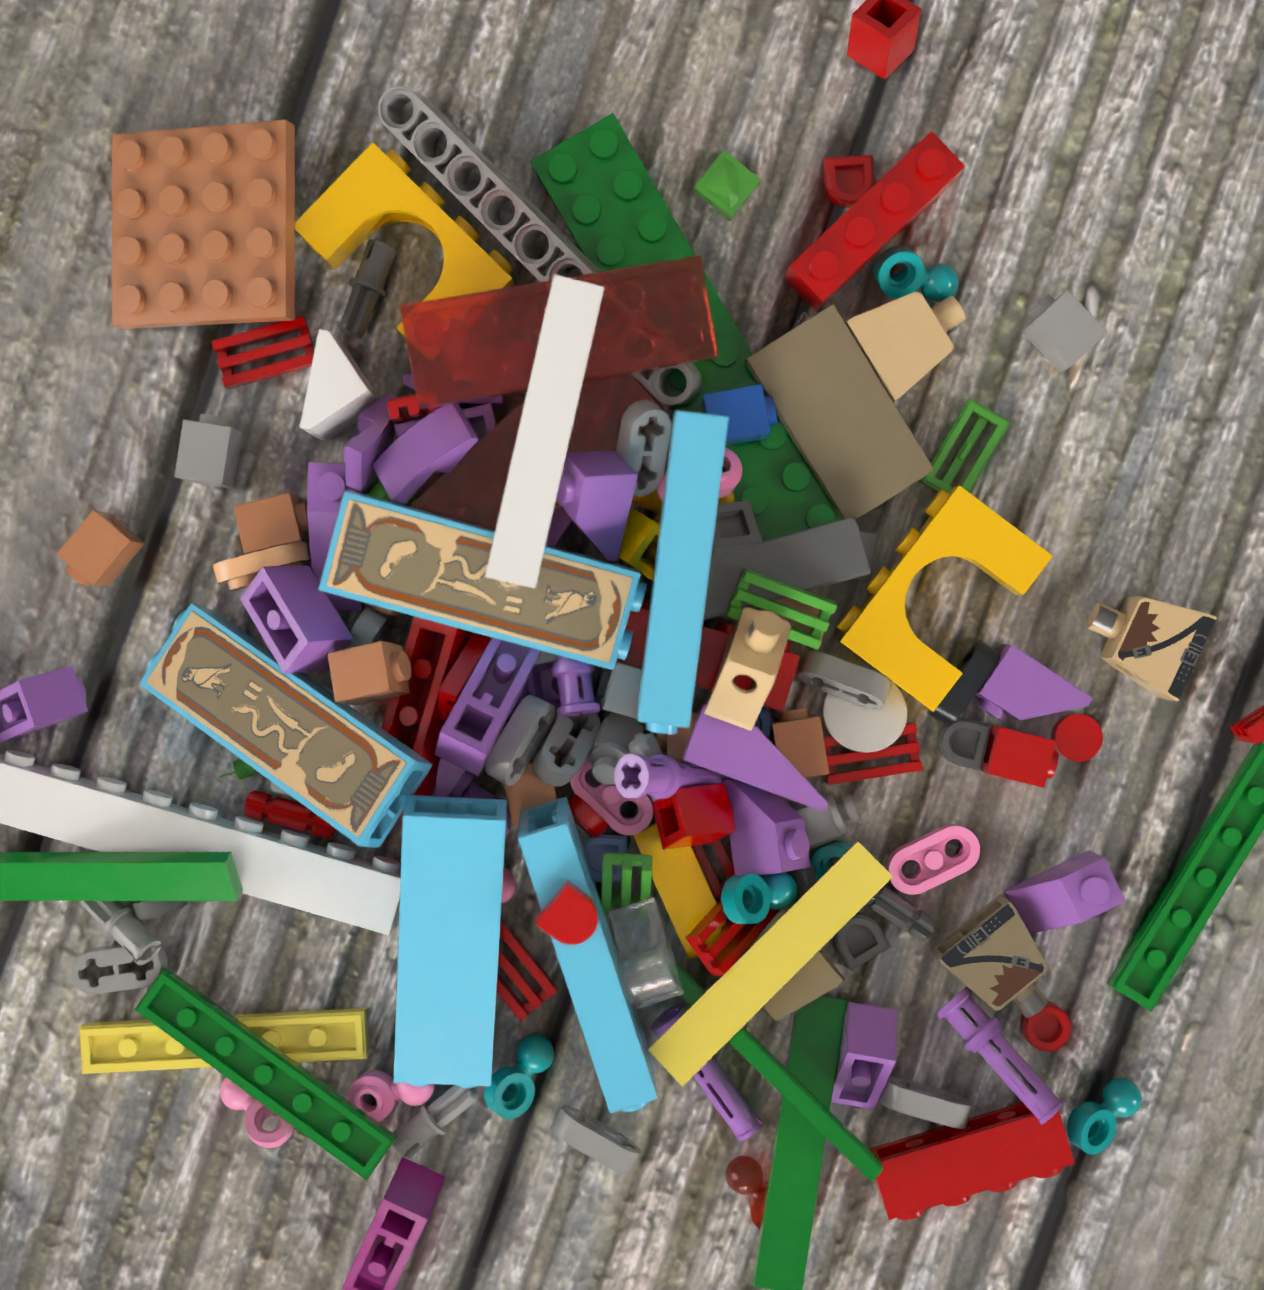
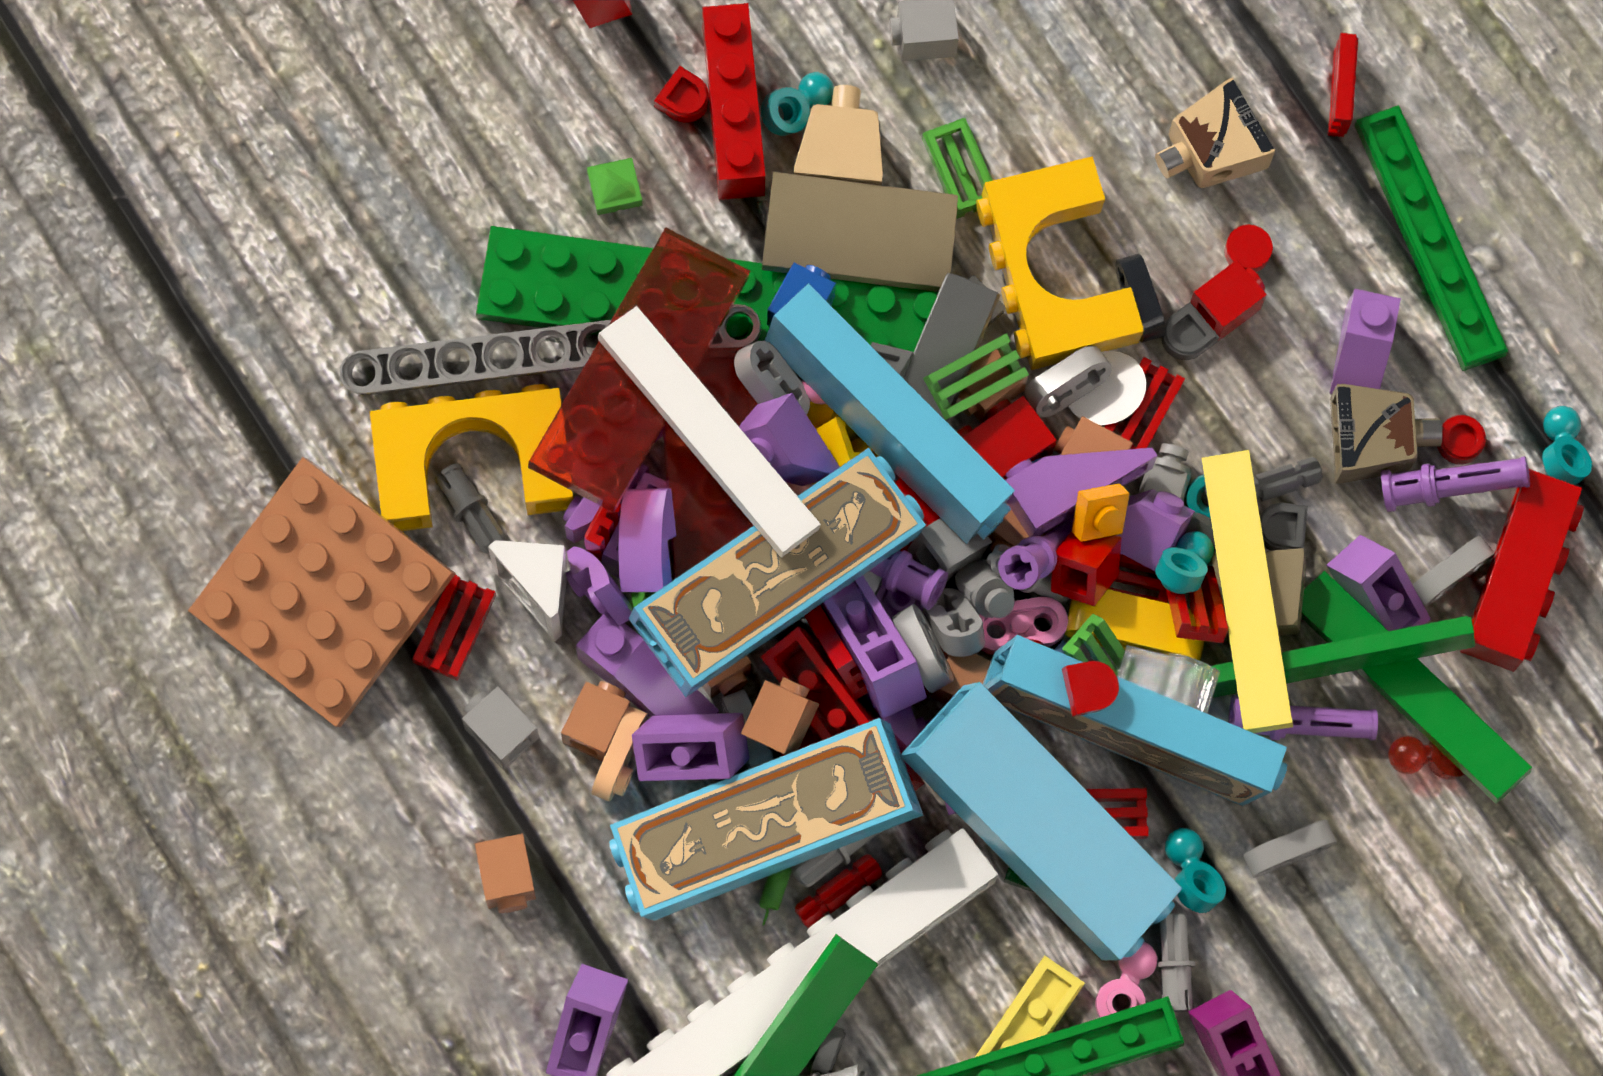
camera: 60 degrees left, 15 degrees down
(740, 800) = (1100, 512): none -> light orange plate
(751, 650) = (987, 406): tan torso -> none
(932, 861) = (1262, 425): bright pink plate -> none
(1026, 688) = (1180, 253): medium lavender slope -> none

